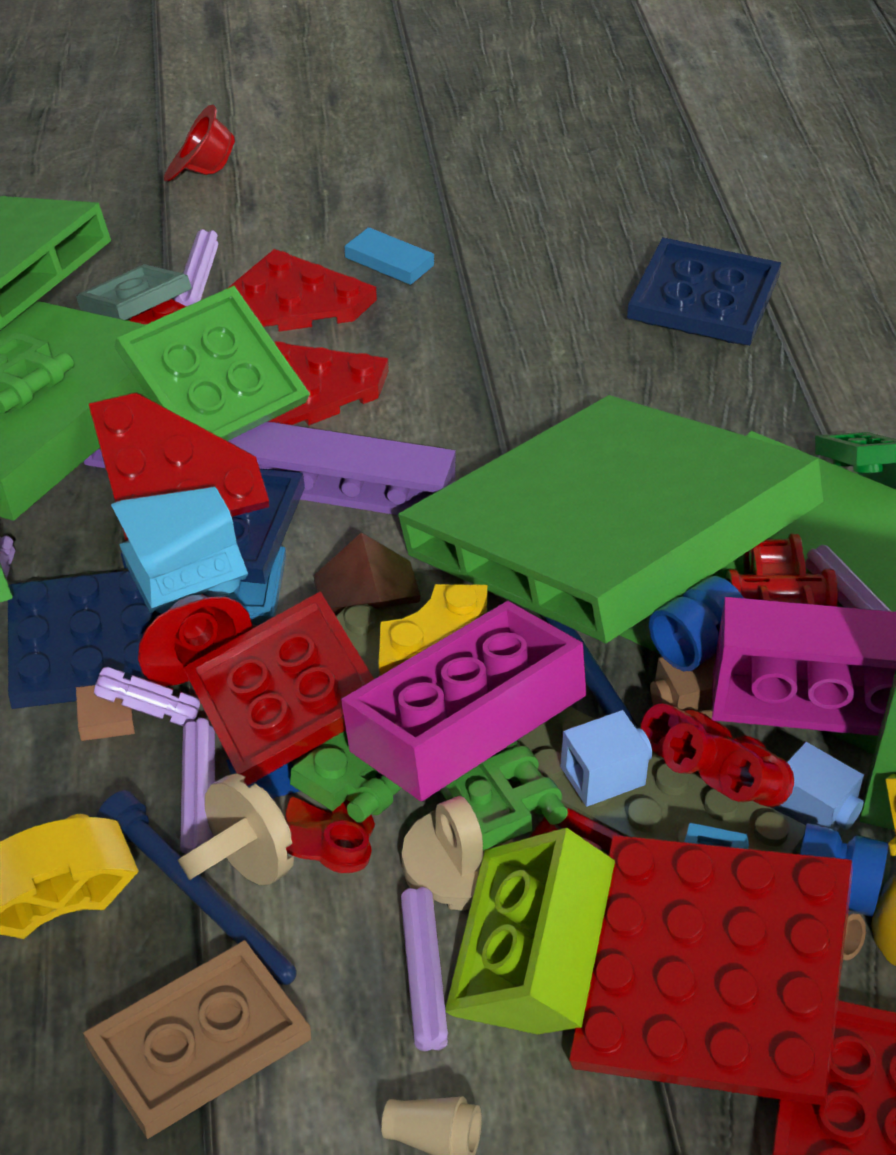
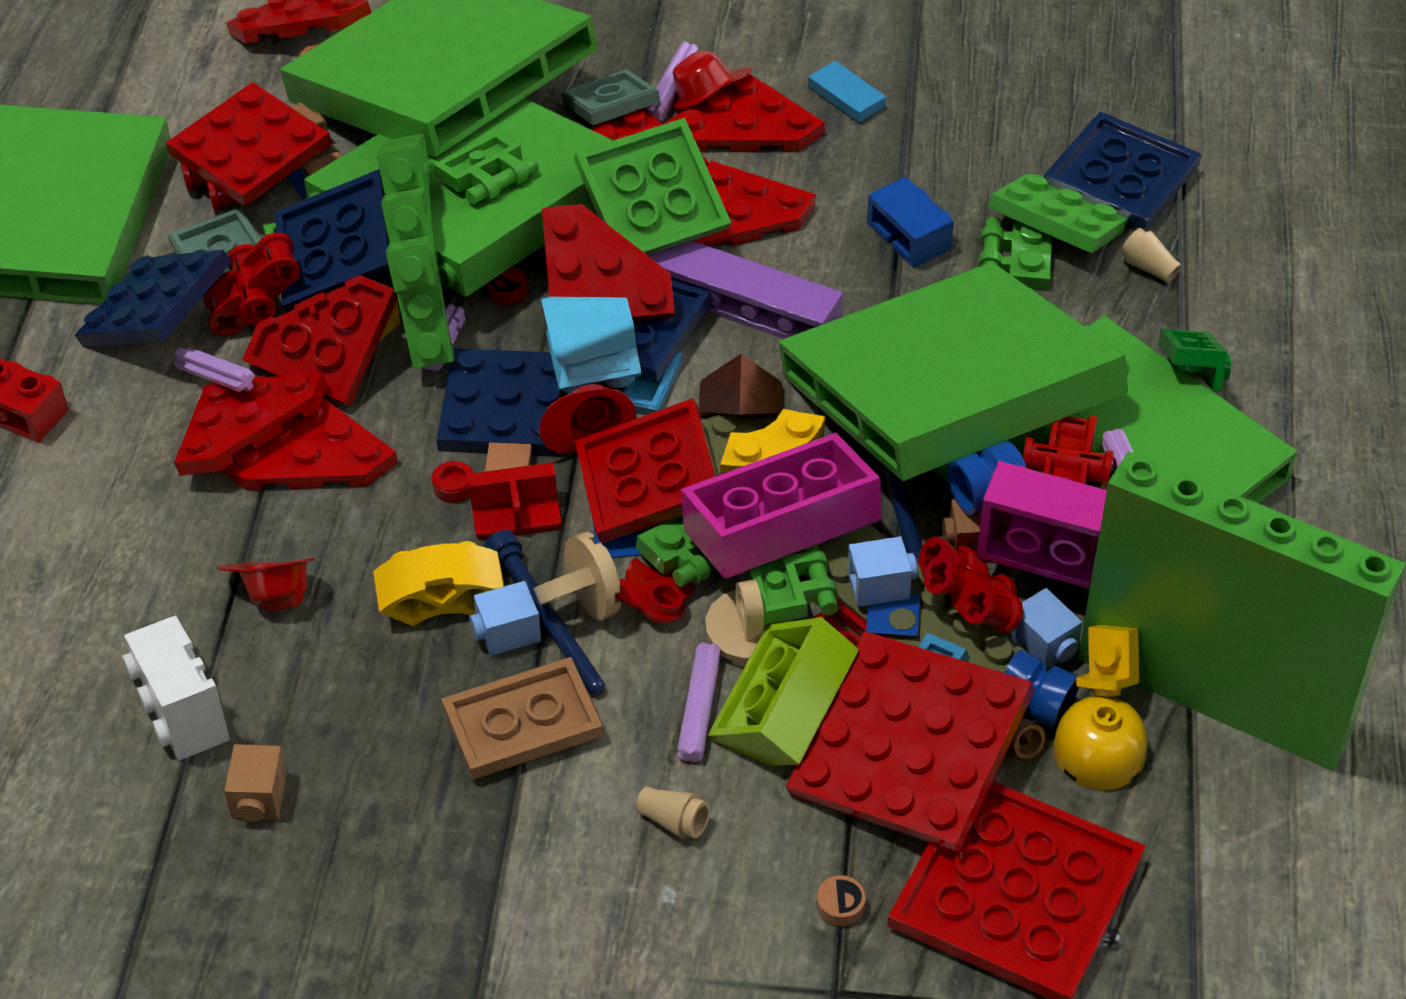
camera: 15 degrees right, 5 degrees up
(39, 743) = (451, 481): none -> red tile
(59, 506) = (508, 287): none -> red tile
(122, 752) = (515, 500): none -> red panel
(146, 696) = (534, 453): lavender axle -> none
(146, 905) = (505, 618): none -> light blue brick
(197, 776) = (567, 525): lavender axle -> none
(229, 259) = (701, 77): none -> red piece
(494, 358) = (908, 211): none -> blue piece
(616, 815) = (879, 615): none -> blue sticker
(633, 376) = (1029, 252): none -> bright green plate
(657, 338) = (1058, 212): none -> bright green plate
(768, 367) = (1150, 255): none -> tan cone

